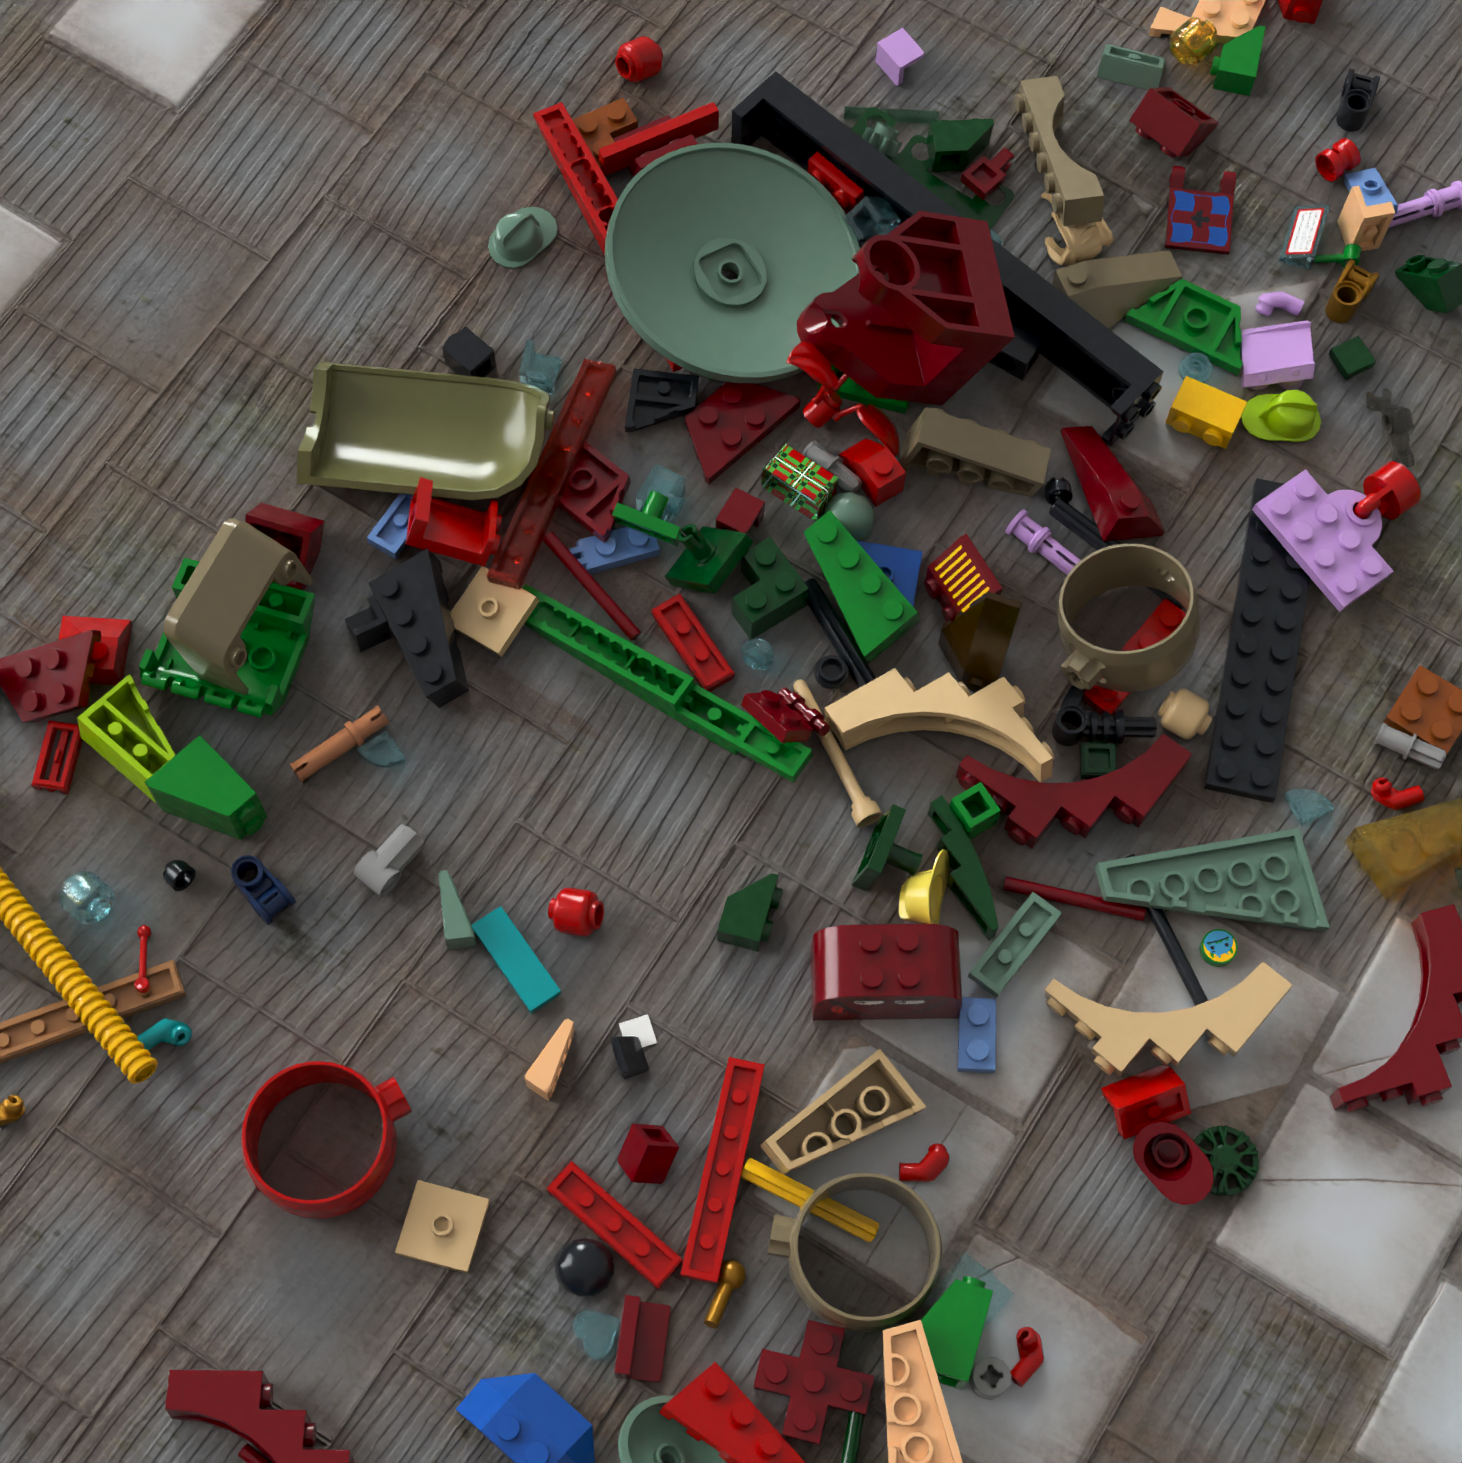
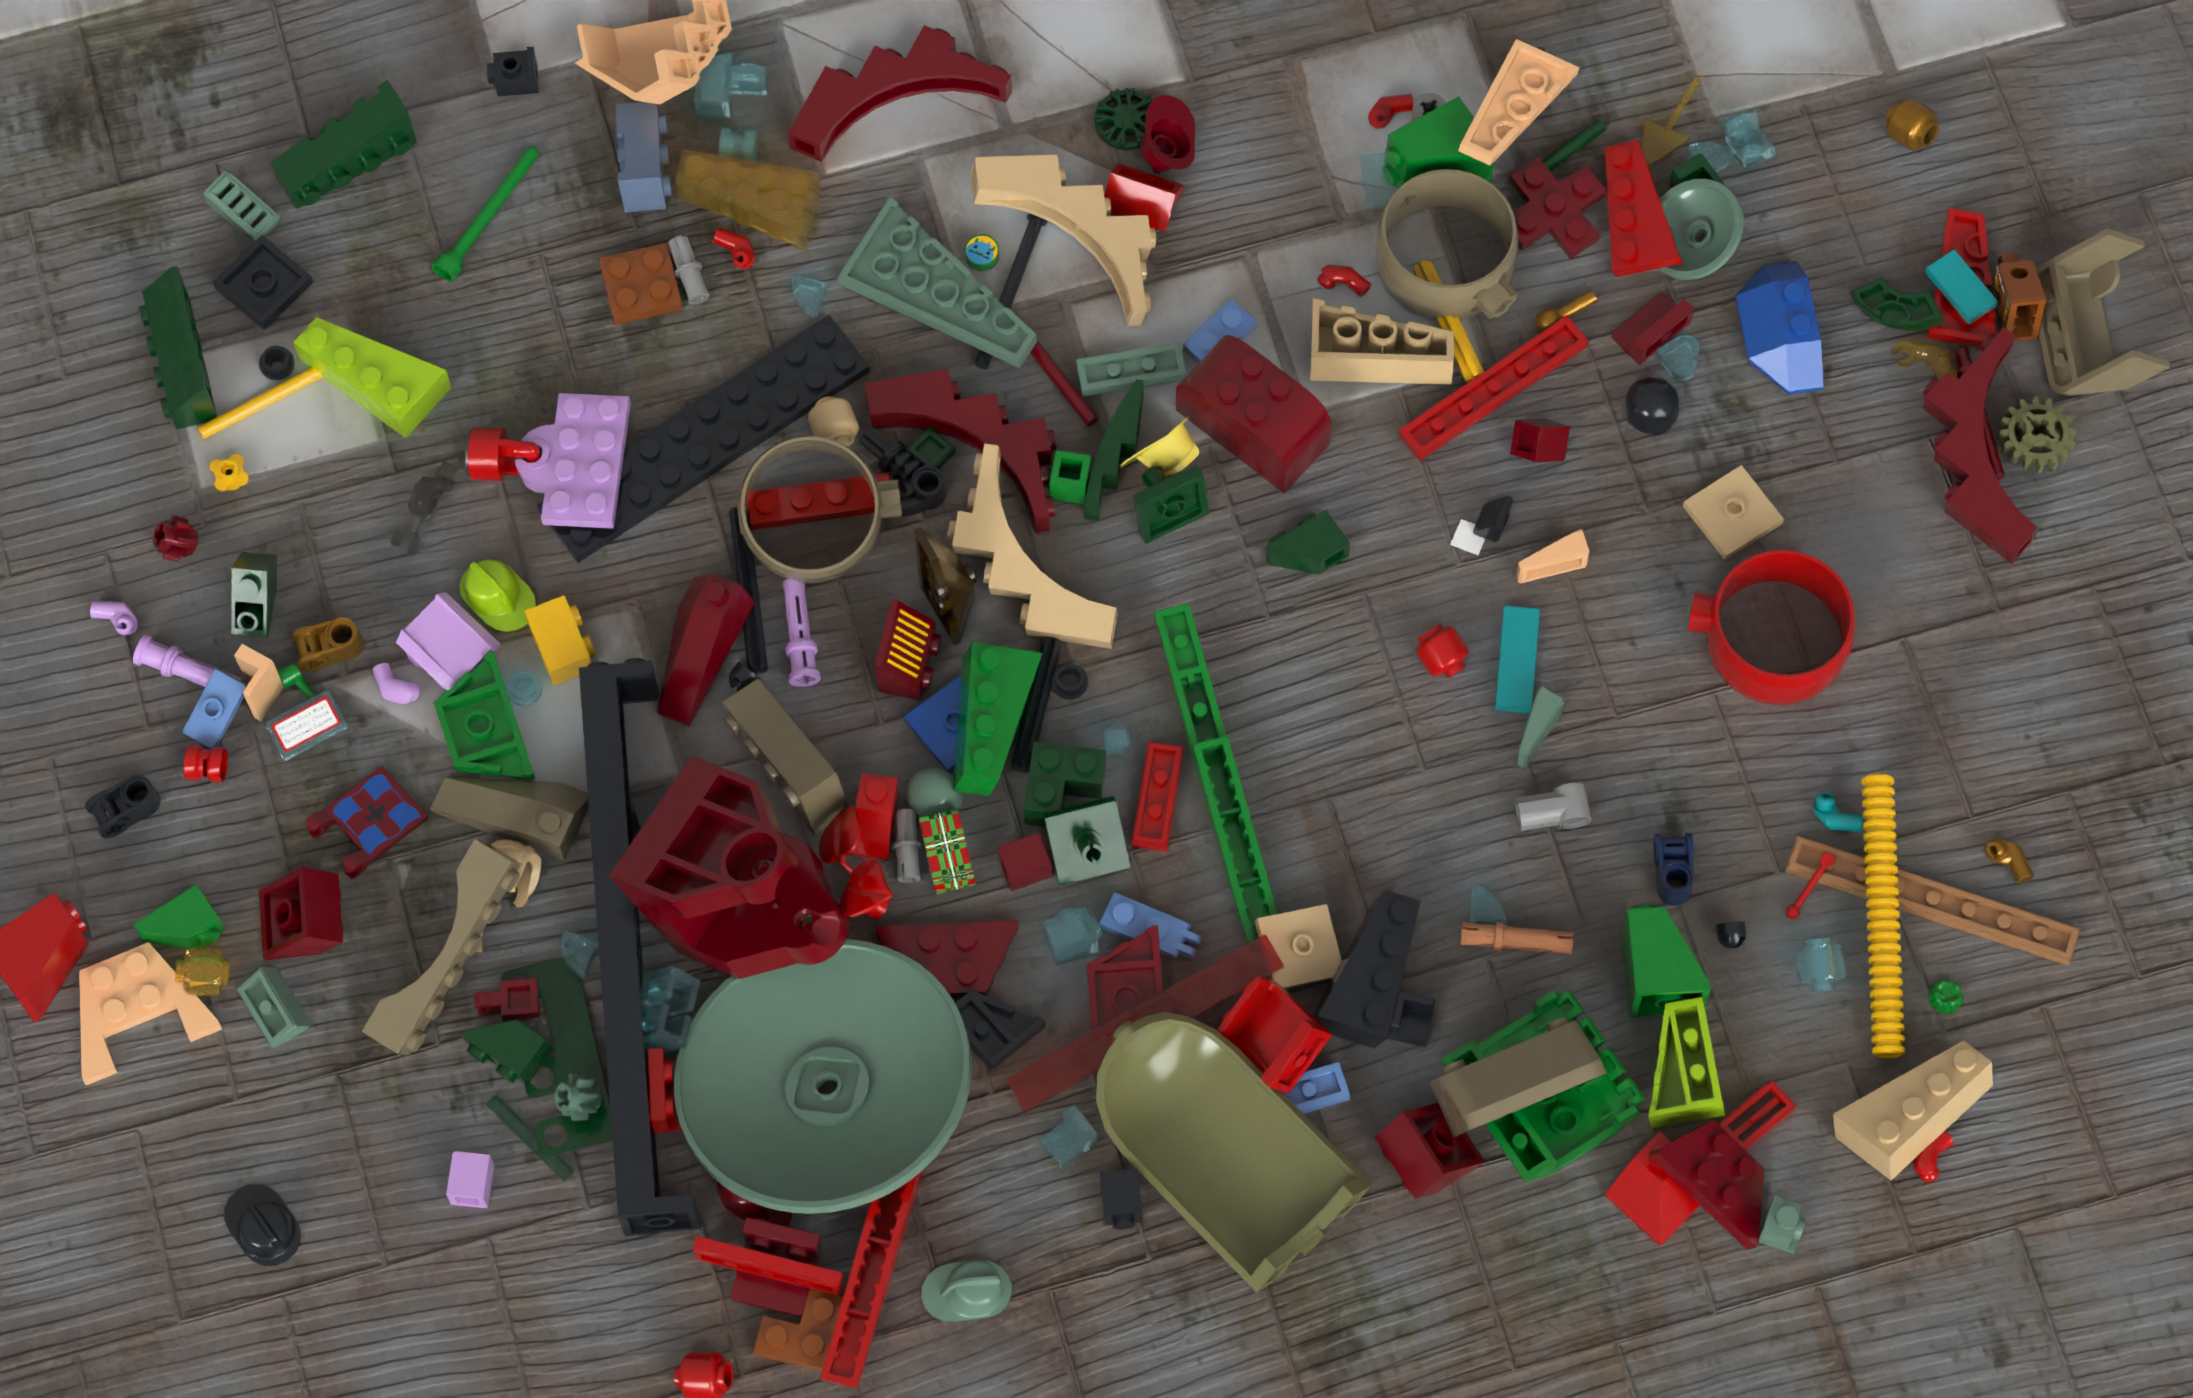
camera: 135 degrees left, 0 degrees up
(591, 586) = (1198, 900): dark red bar -> none
(614, 1225) = (1605, 417): red tile -> none
(649, 520) = (1108, 903): green tile -> none
(785, 715) = (1154, 663): dark red plate -> none
(864, 809) = (1148, 553): tan piece -> none
(1352, 357) = (387, 593): dark green tile -> none

